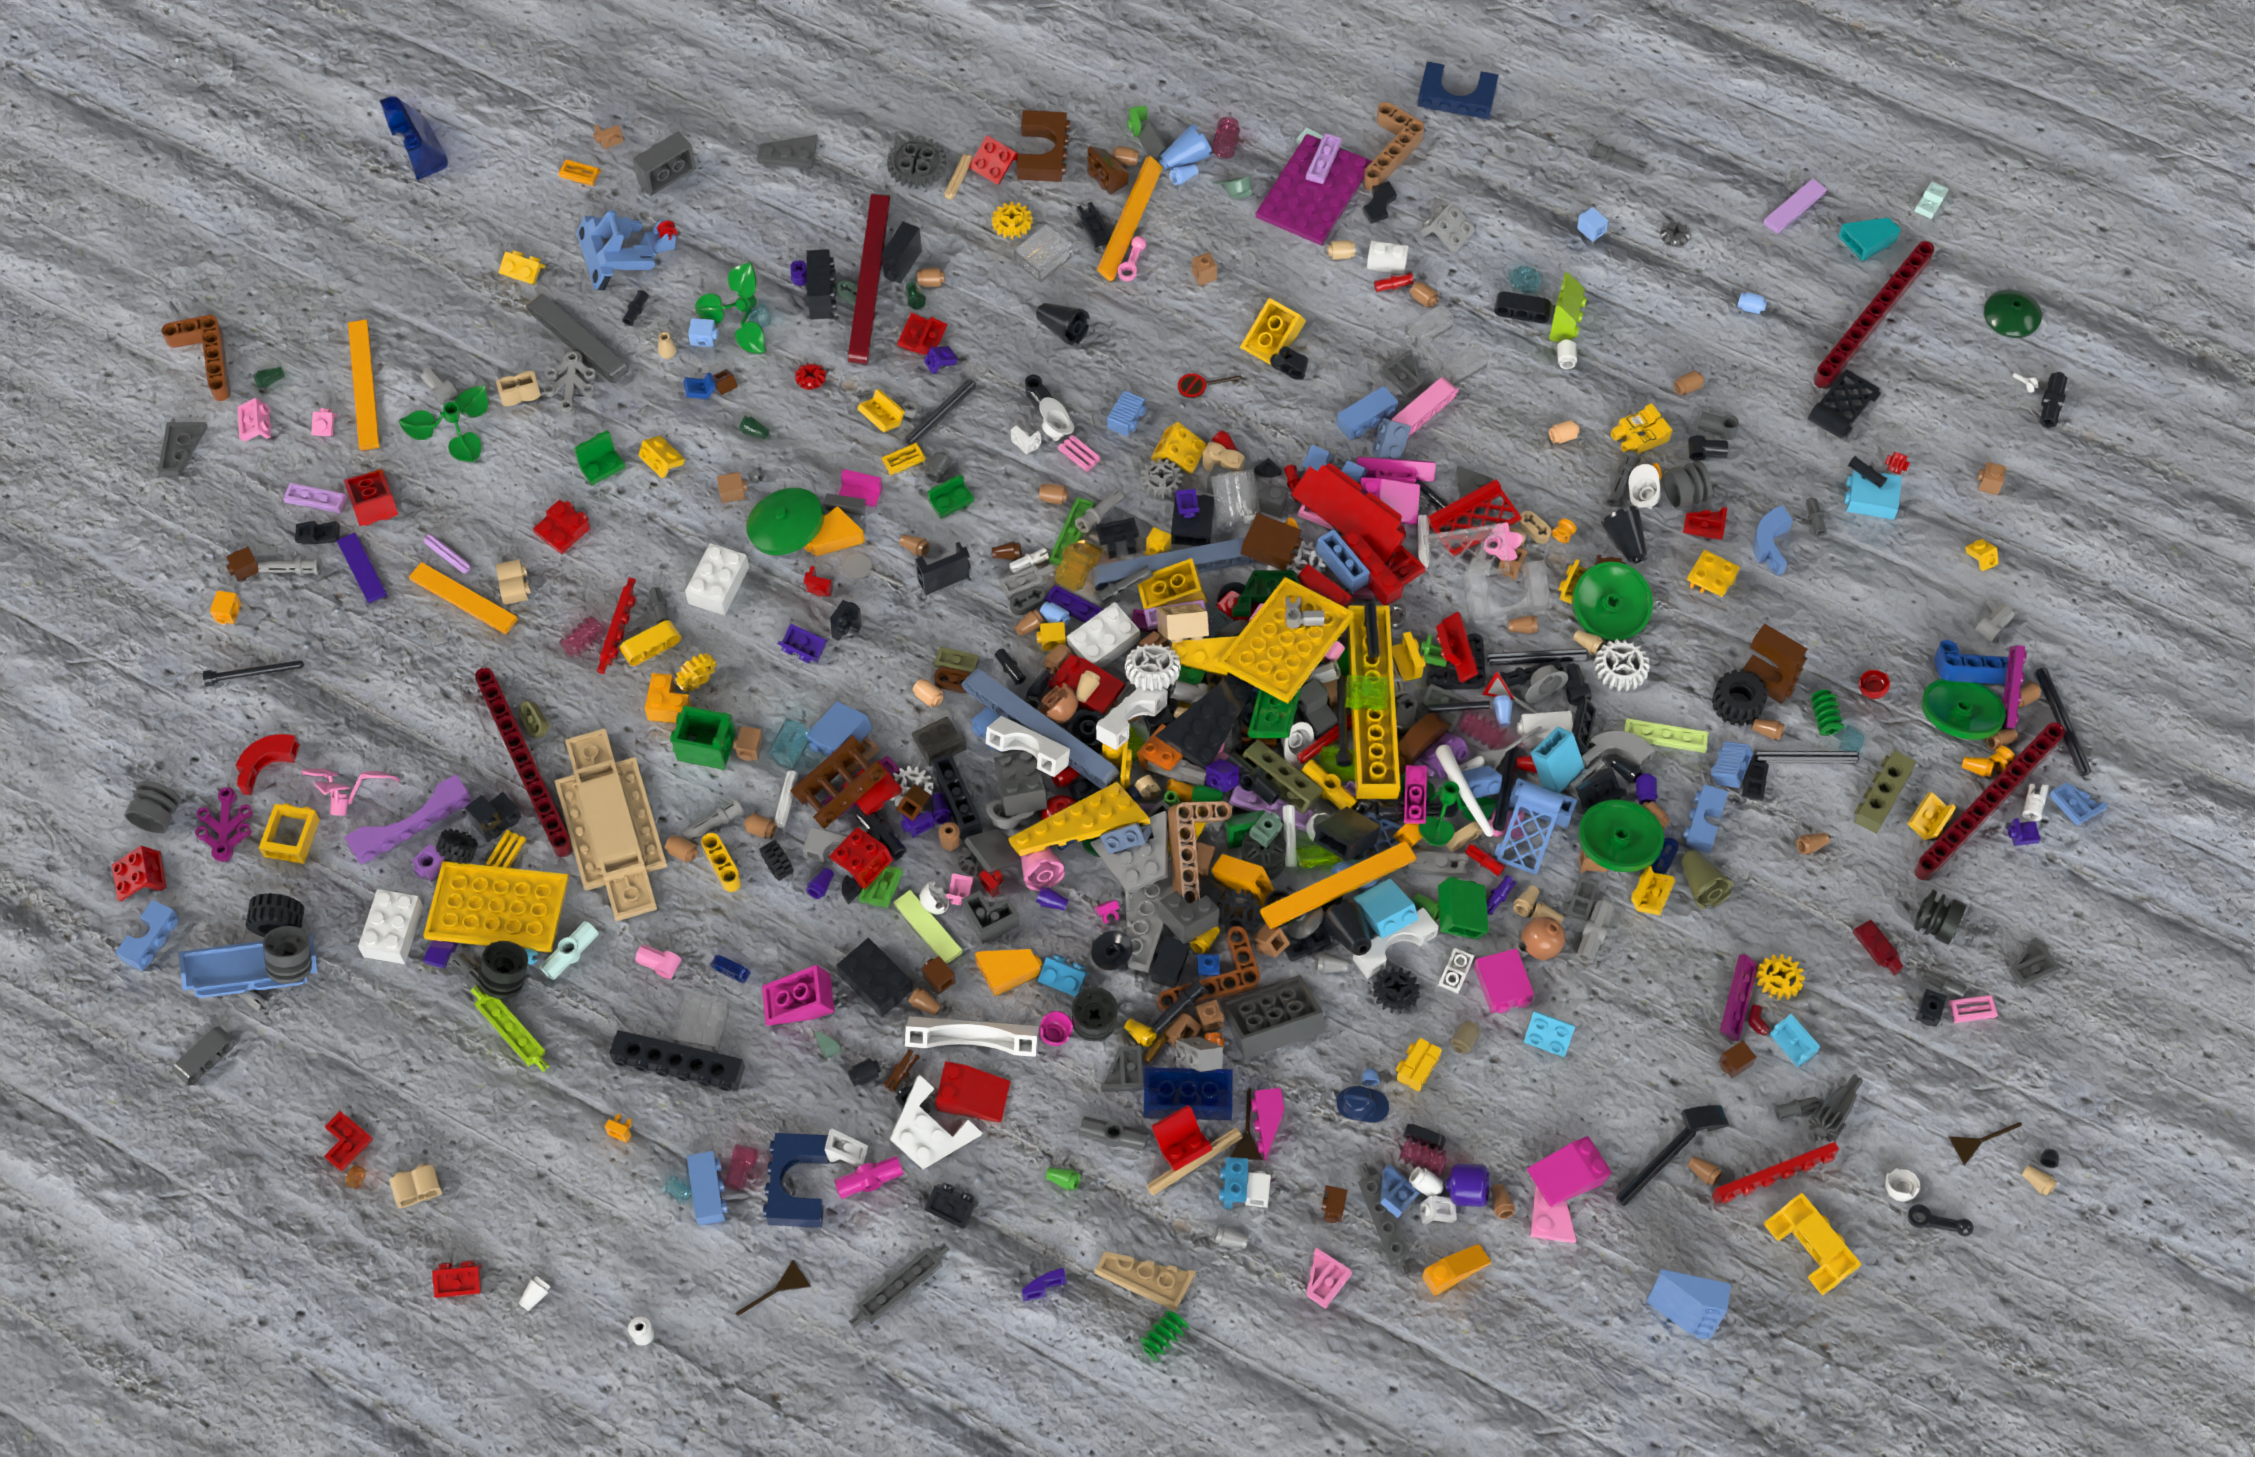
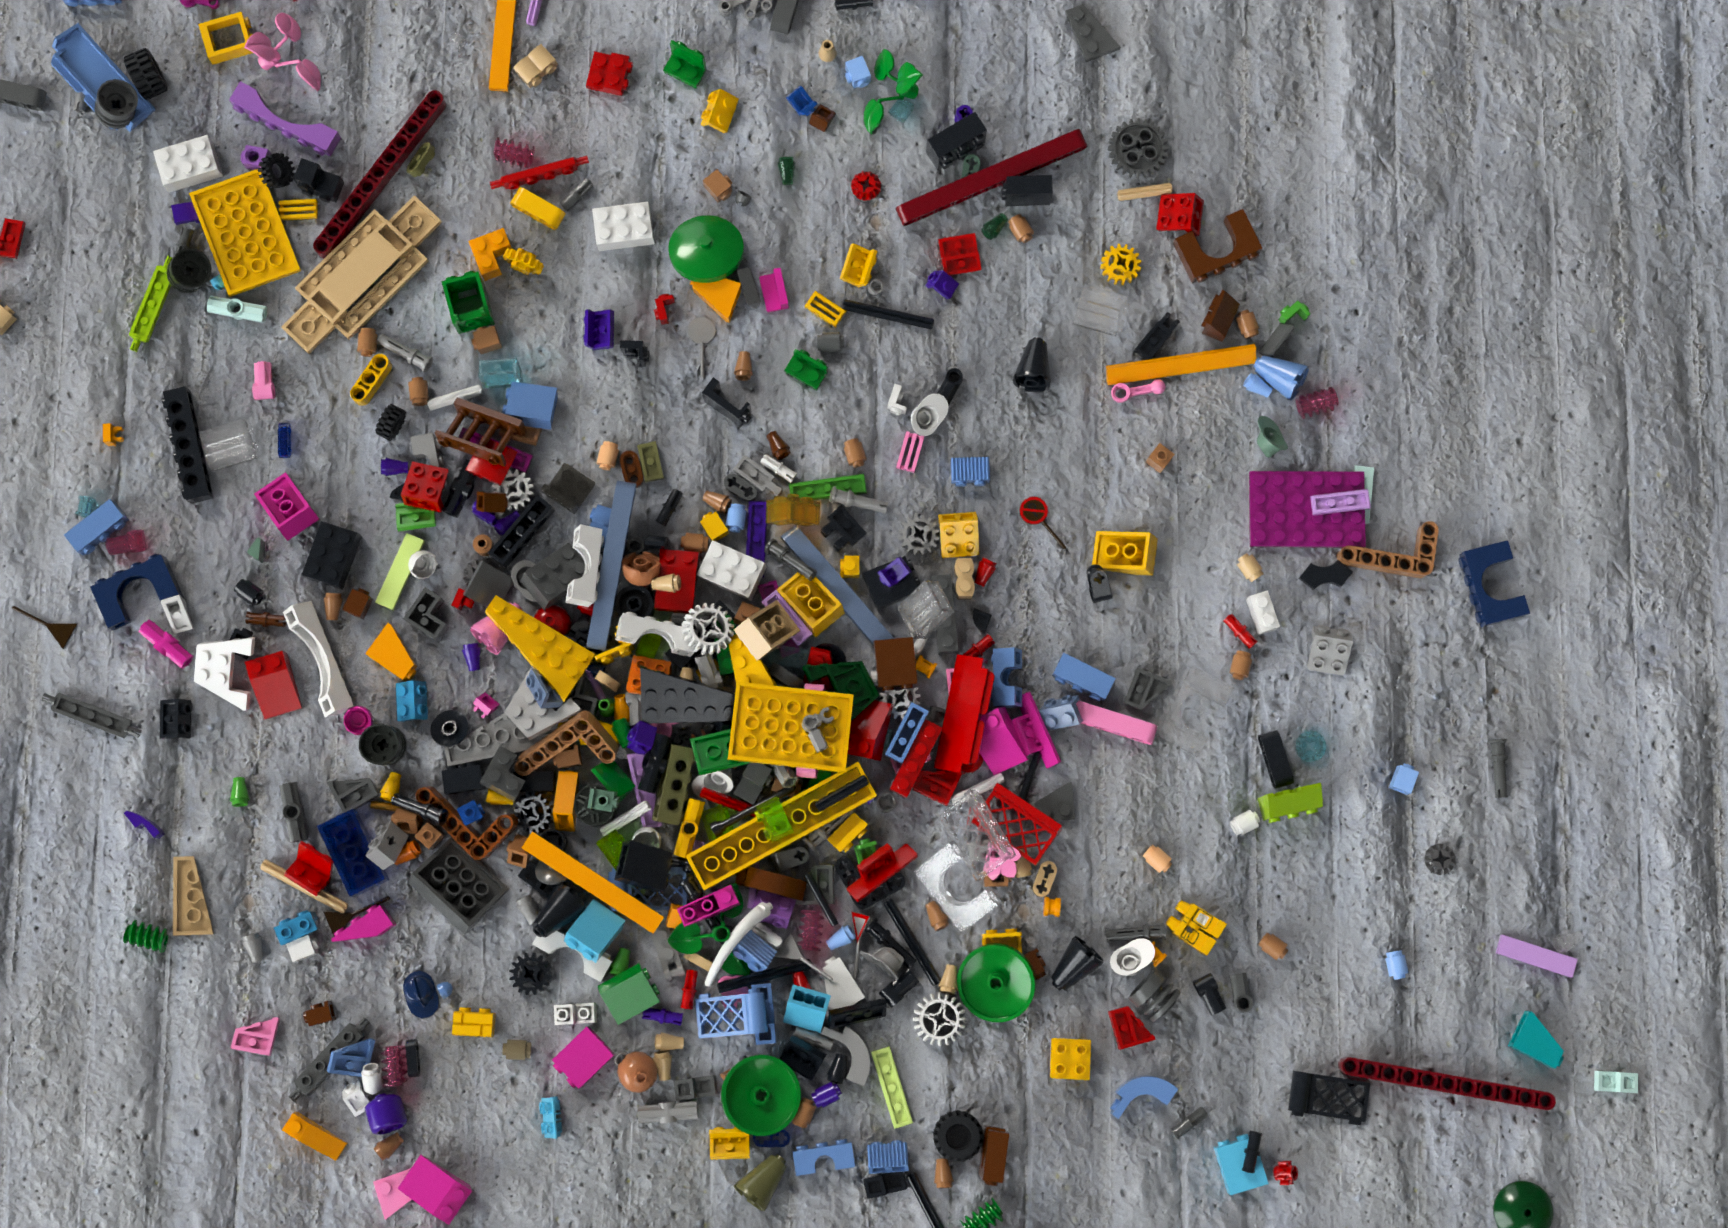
camera: 60 degrees right, 20 degrees up
(959, 888) = (442, 579): bright pink bracket -> none

